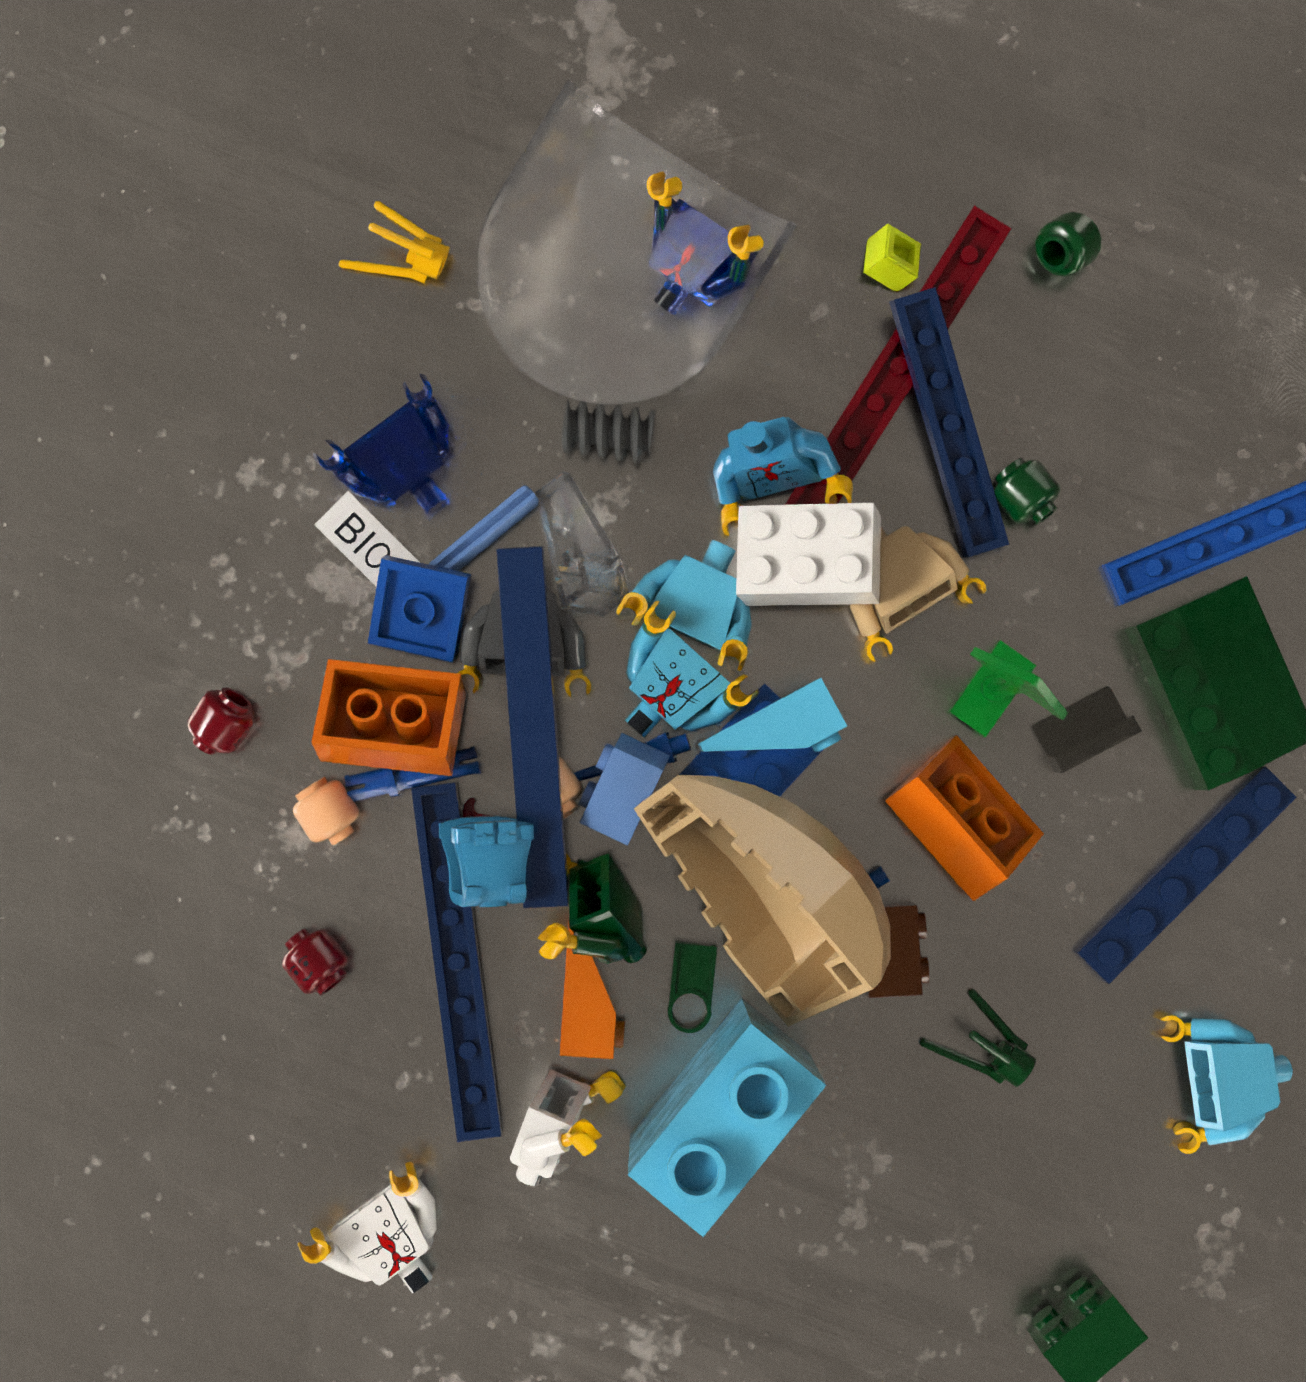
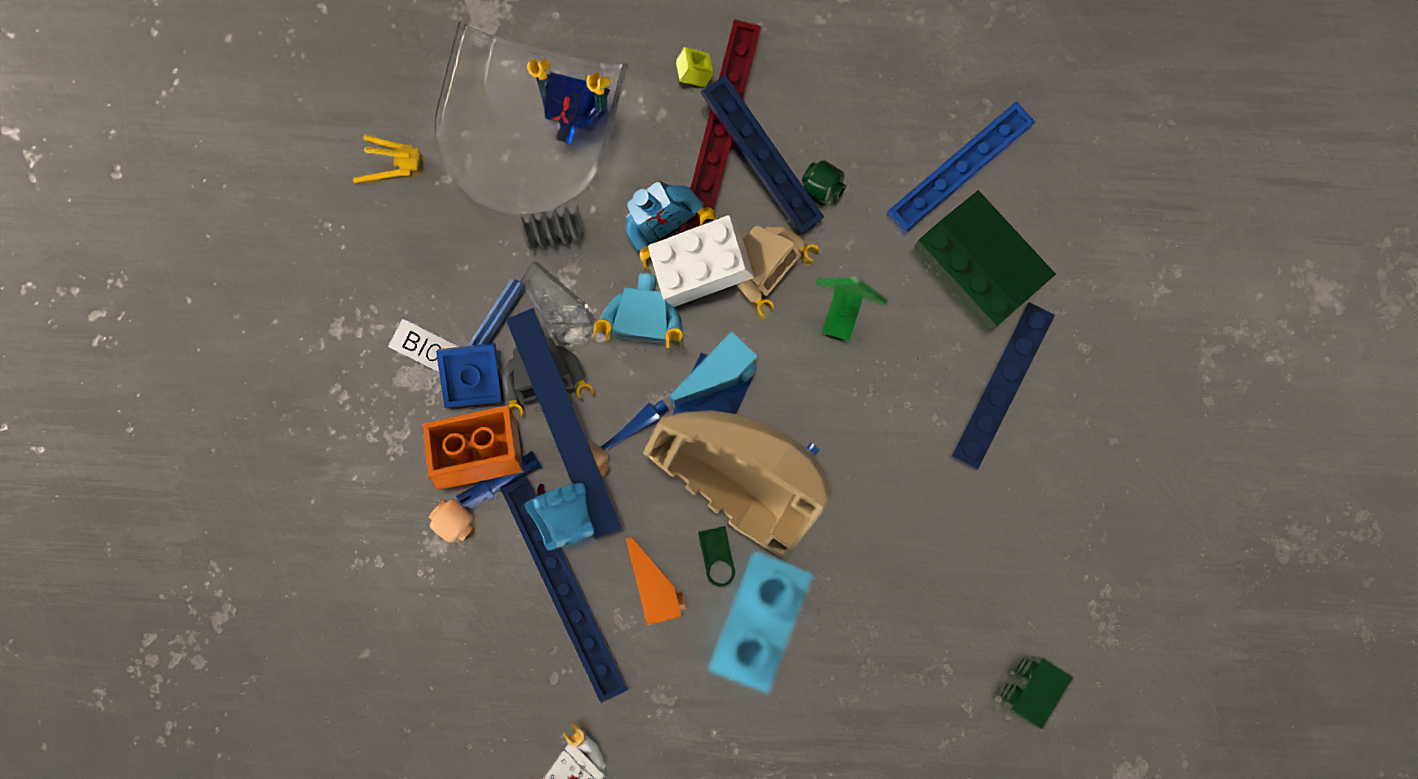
camera: 15 degrees left, 5 degrees down
(220, 721) = (367, 486): dark red head -> none
(315, 961) = (474, 618): dark red head -> none
(398, 455) = (426, 285): clear blue torso -> none
(553, 1124) = (655, 668): white torso -> none
(601, 915) = (645, 527): dark green torso -> none
(626, 780) = (632, 436): medium blue brick -> none
(676, 681) = (645, 368): medium azure torso -> none
(906, 968) = (843, 500): reddish brown brick -> none
(965, 818) = (853, 394): orange slope -> none
(1009, 1060) = (932, 537): dark green plant -> none
(1068, 244) = (799, 23): dark green head -> none
(1086, 731) = (909, 316): clear smoke panel -> none
(1229, 1080) = (1073, 503): medium azure torso -> none

